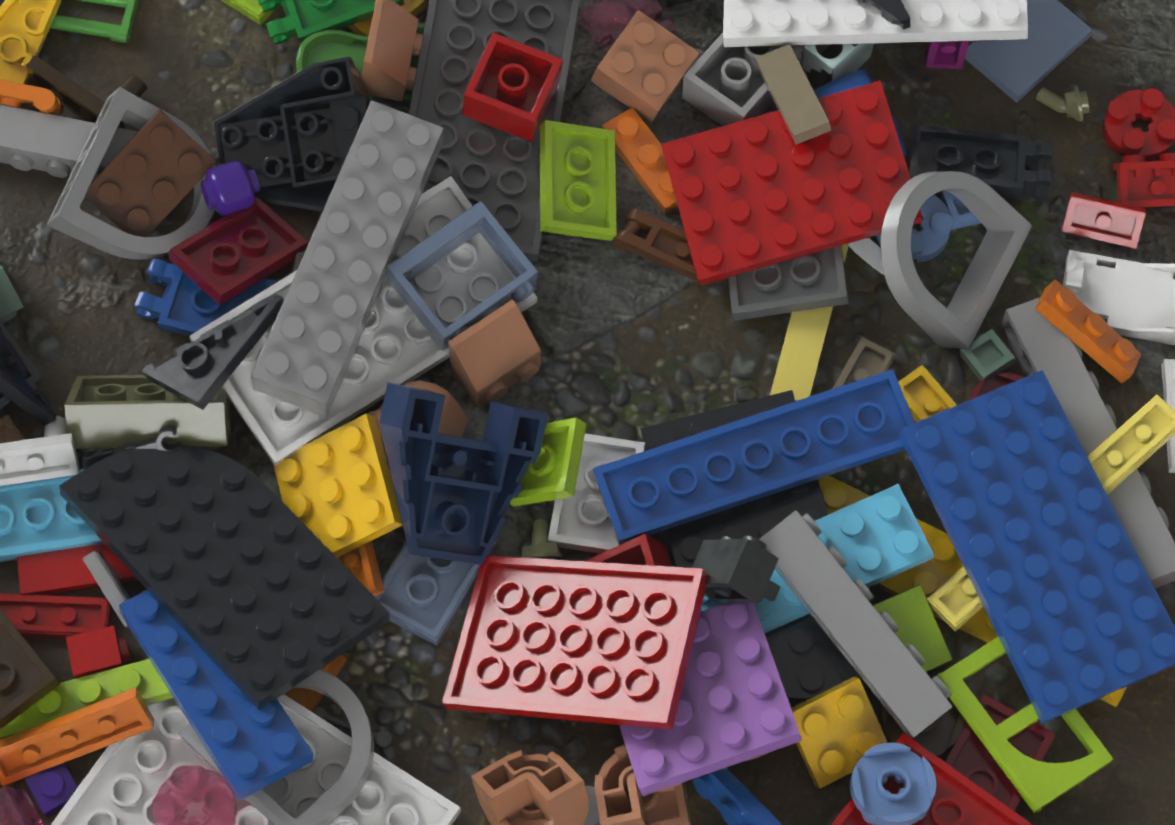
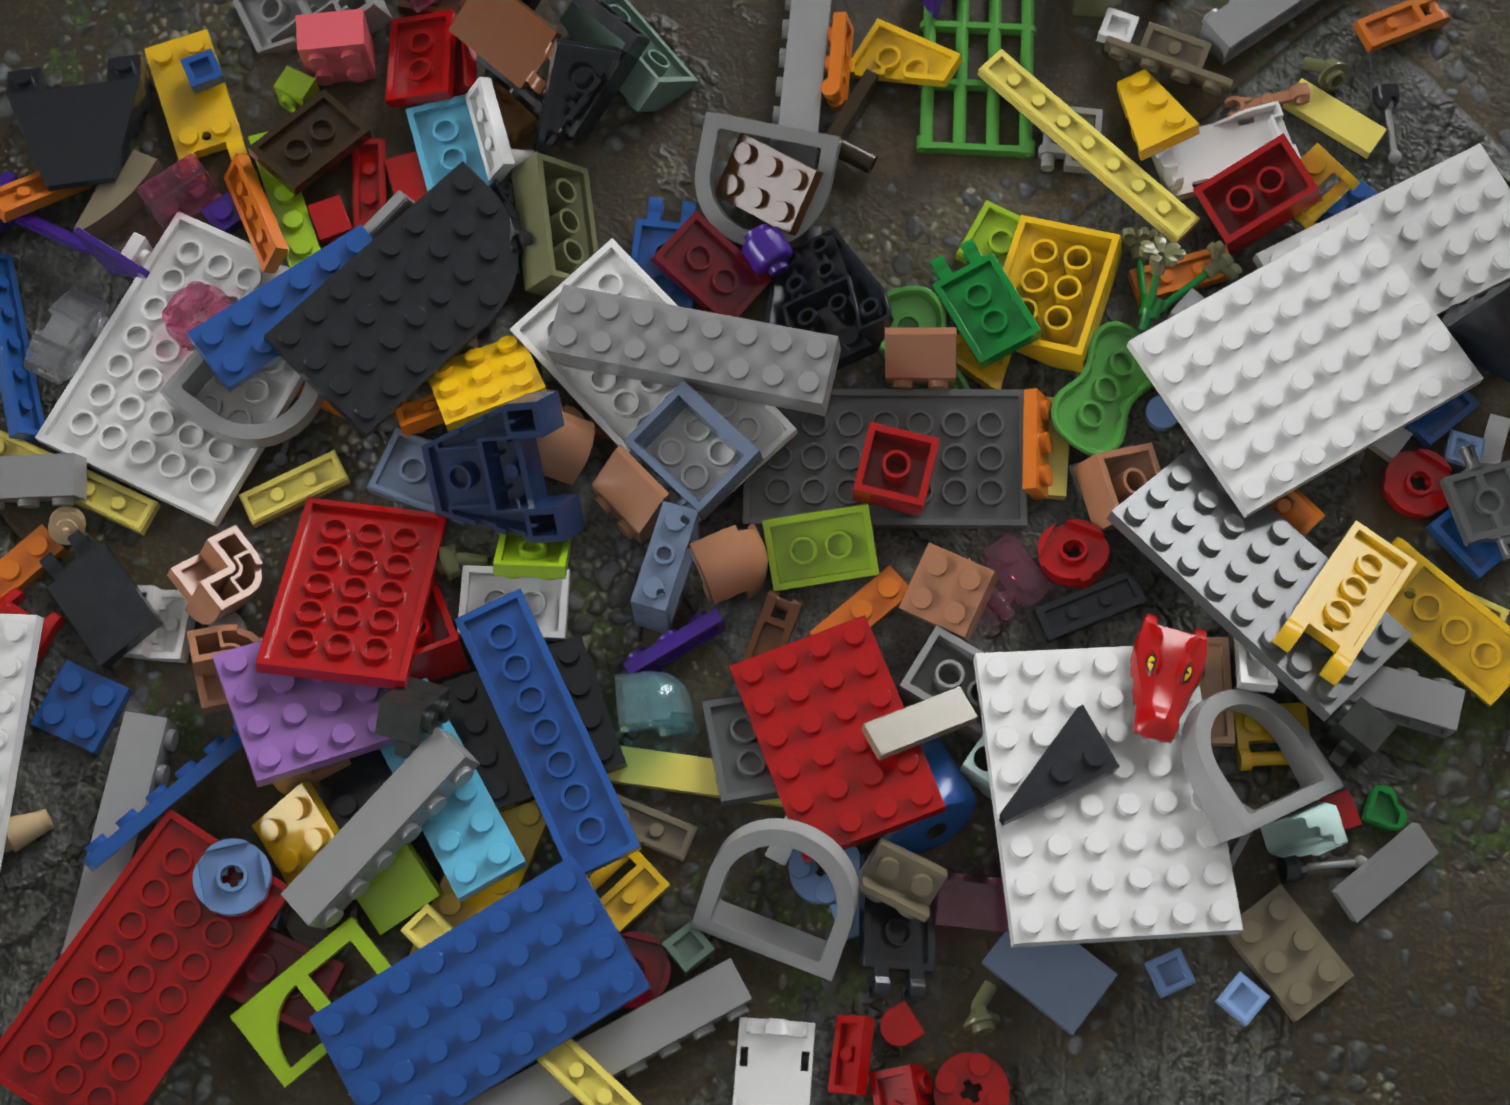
camera: 85 degrees right, 5 degrees up
(211, 359) = (584, 254): black wing -> none
(423, 724) = (293, 487): none -> light yellow tile
(587, 323) = (665, 568): none -> sand blue window
(588, 263) = (731, 563): none -> nougat brick
(665, 337) = (676, 643): none -> dark purple plate
(731, 356) = (653, 702): none -> clear light blue brick
(942, 139) = (901, 879): none -> dark tan bracket
(962, 91) = (972, 903): none -> clear pink bracket
(1074, 176) = (900, 1026): none -> red tile
(1088, 331) = (718, 1042): orange plate -> none

